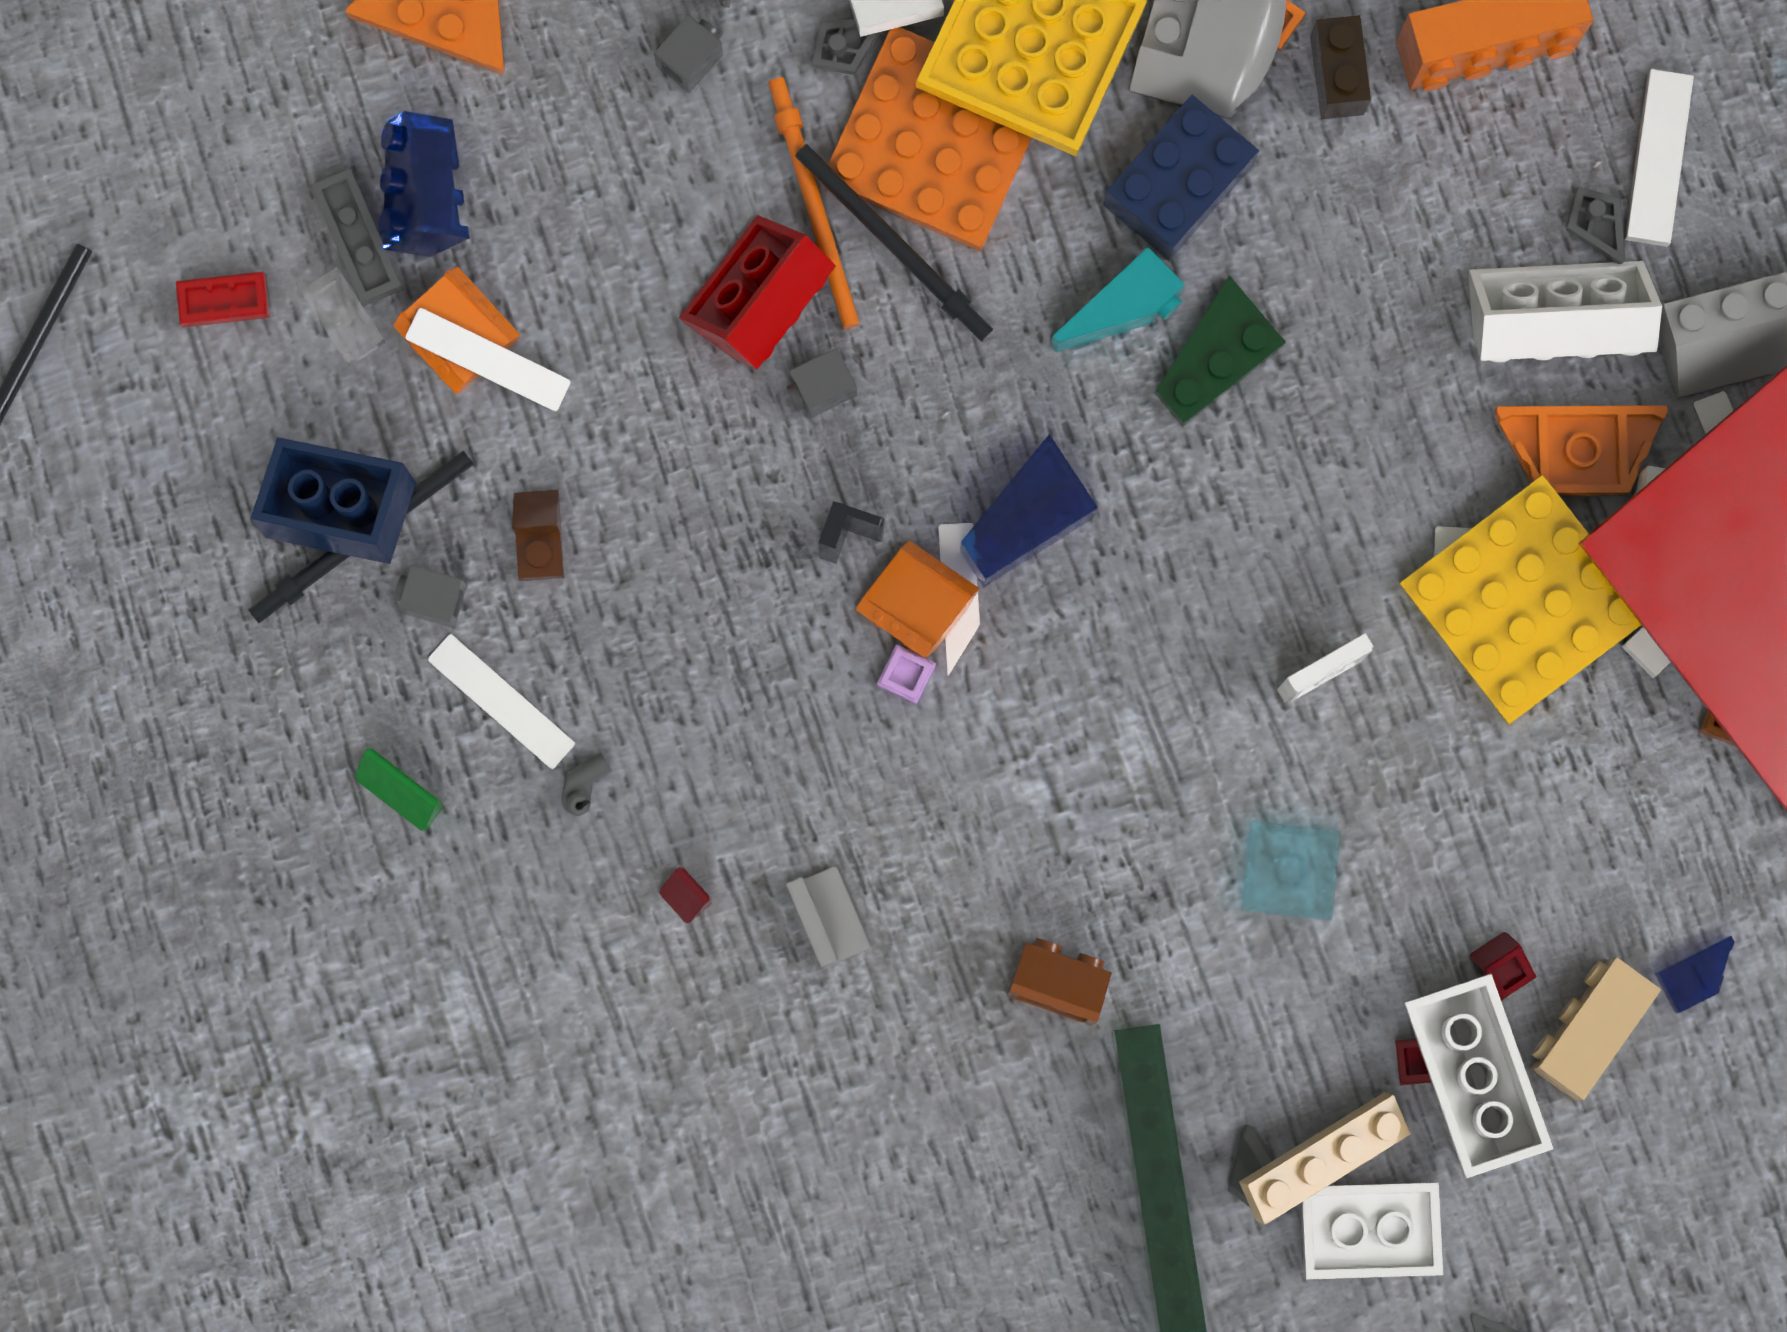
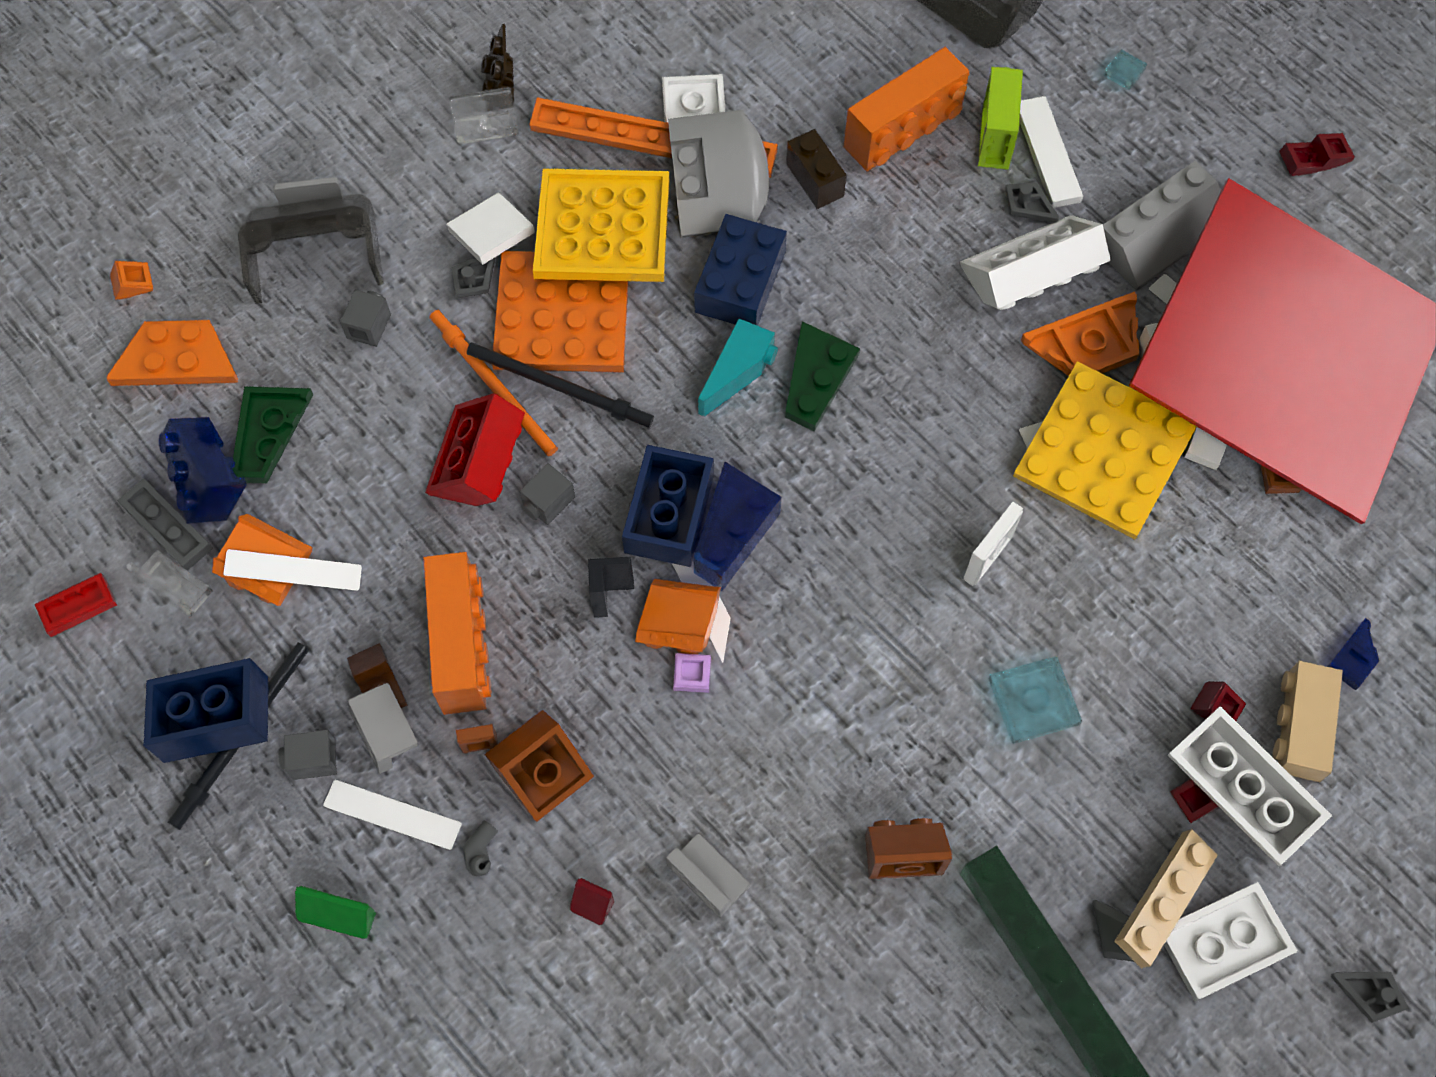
camera: 20 degrees left, 15 degrees down
(516, 157) = (265, 429): none -> dark green wing
(526, 596) = (382, 725): none -> light grey panel
(628, 655) = (477, 738): none -> dark orange tile
(648, 521) = (456, 633): none -> orange brick
(686, 715) = (539, 765): none -> dark orange slope
(960, 459) = (668, 505): none -> dark blue brick
(1612, 92) = (1000, 117): none -> lime window

